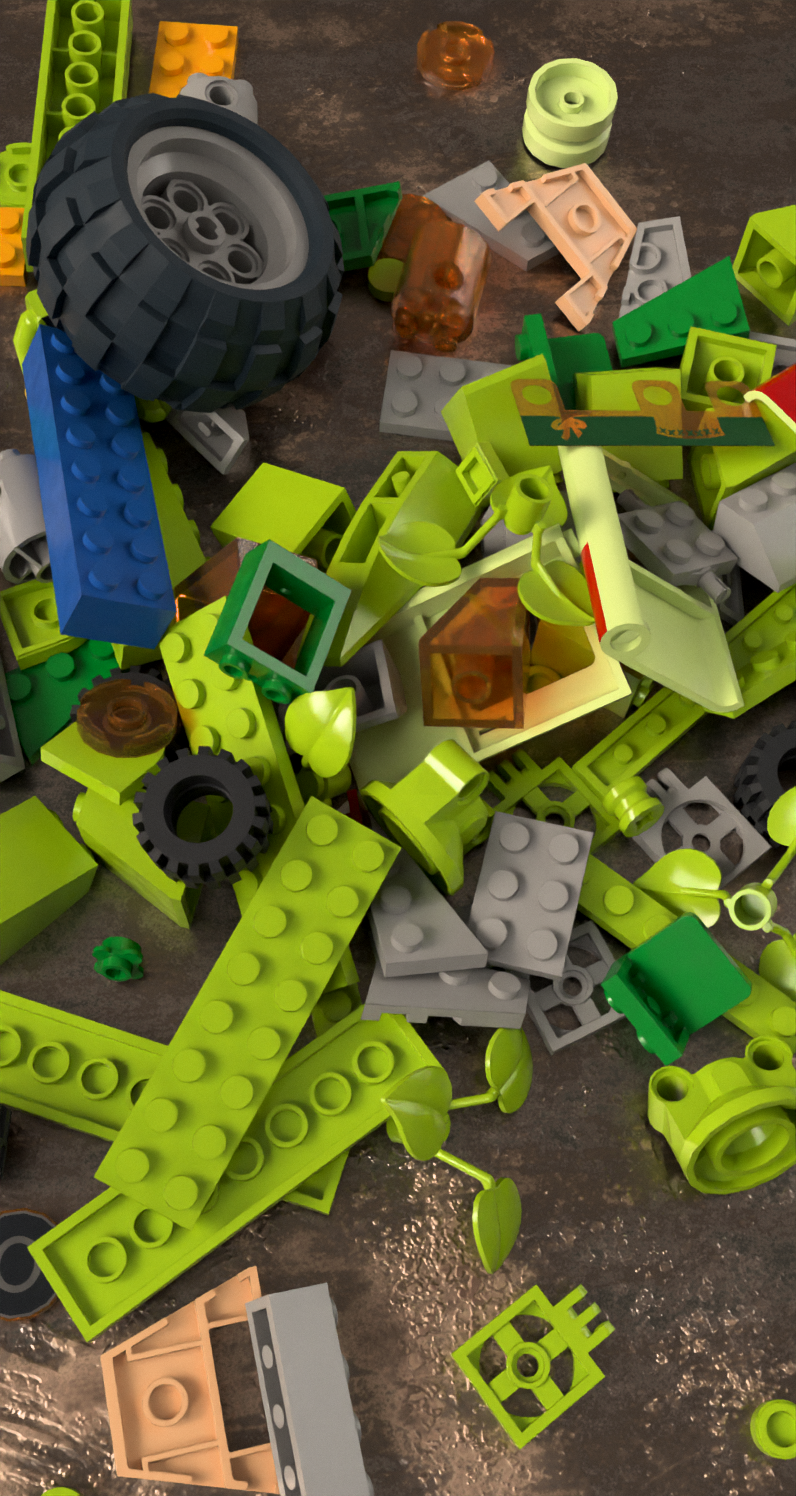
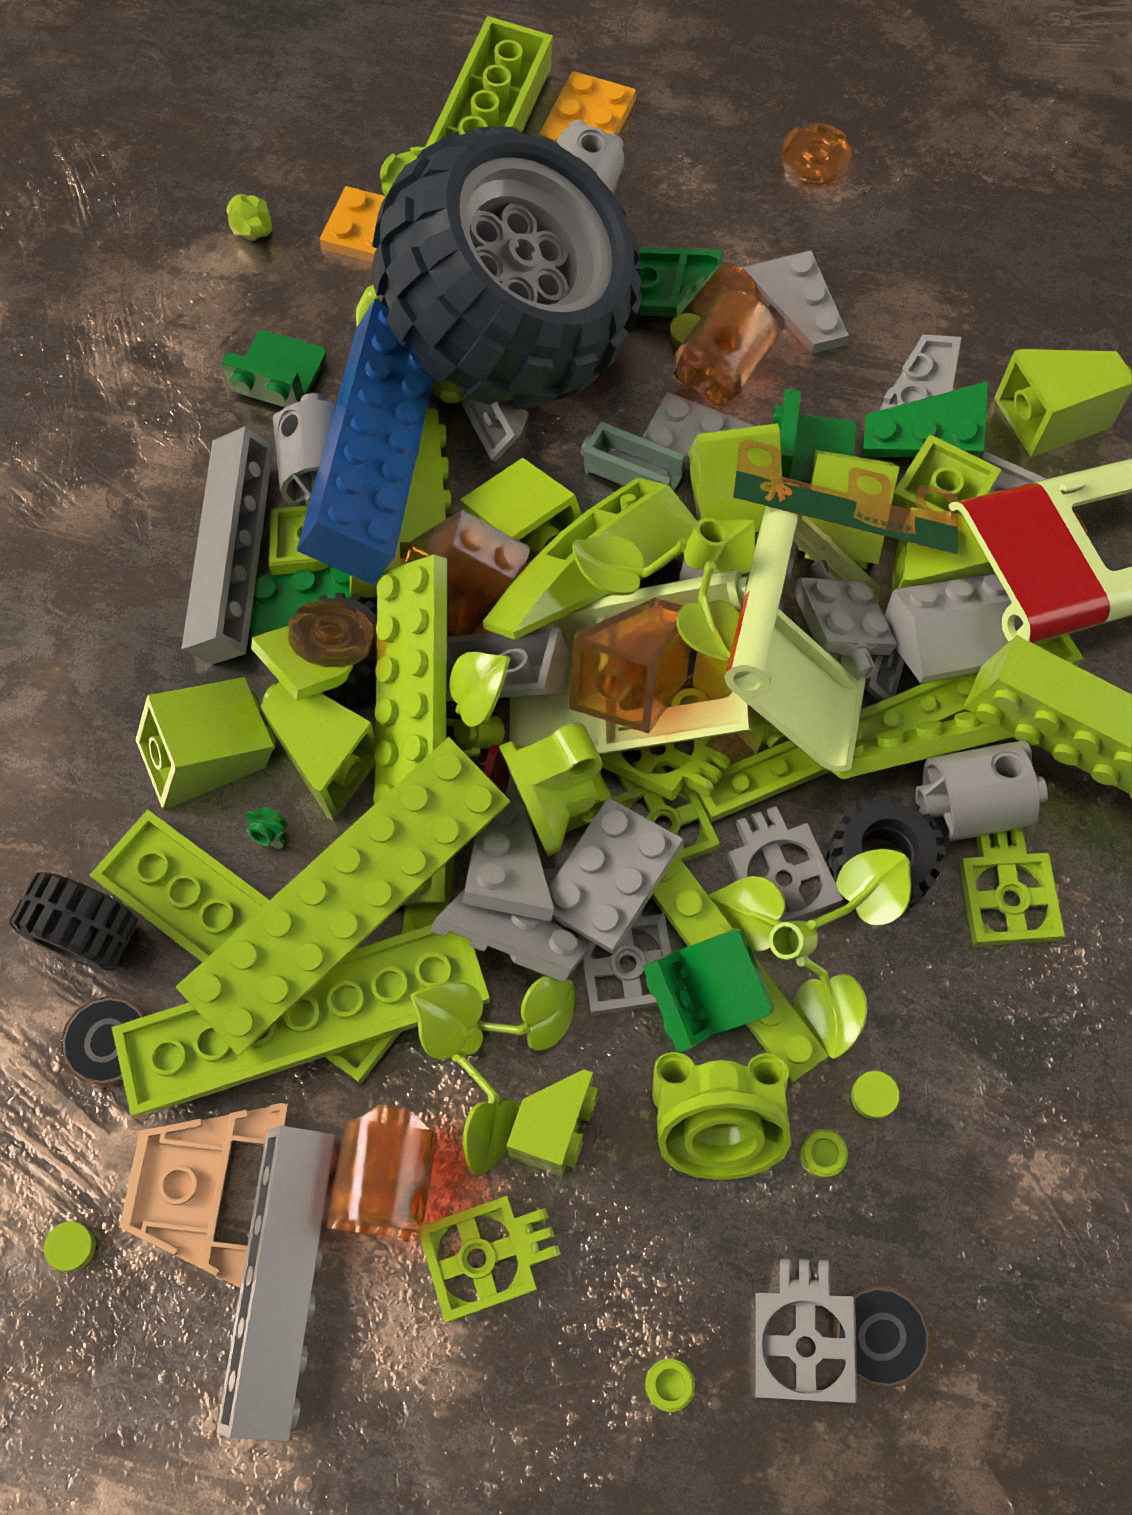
camera: 25 degrees right, 0 degrees up
(178, 786) = (333, 705): black tyre -> none
(299, 583) = (496, 559): green window -> none
(377, 432) = (626, 456): none -> sand green window
(398, 1309) = (383, 1175): none -> clear orange cylinder
(481, 473) = (694, 507): lime tile -> none
(563, 1194) = (550, 1121): none -> lime slope
(569, 112) = (894, 225): yellowish green wheel -> none
(573, 755) = (692, 771): none -> lime piece
(579, 221) = (868, 319): light nougat wing -> none
(633, 806) = (730, 829): lime wheel -> none

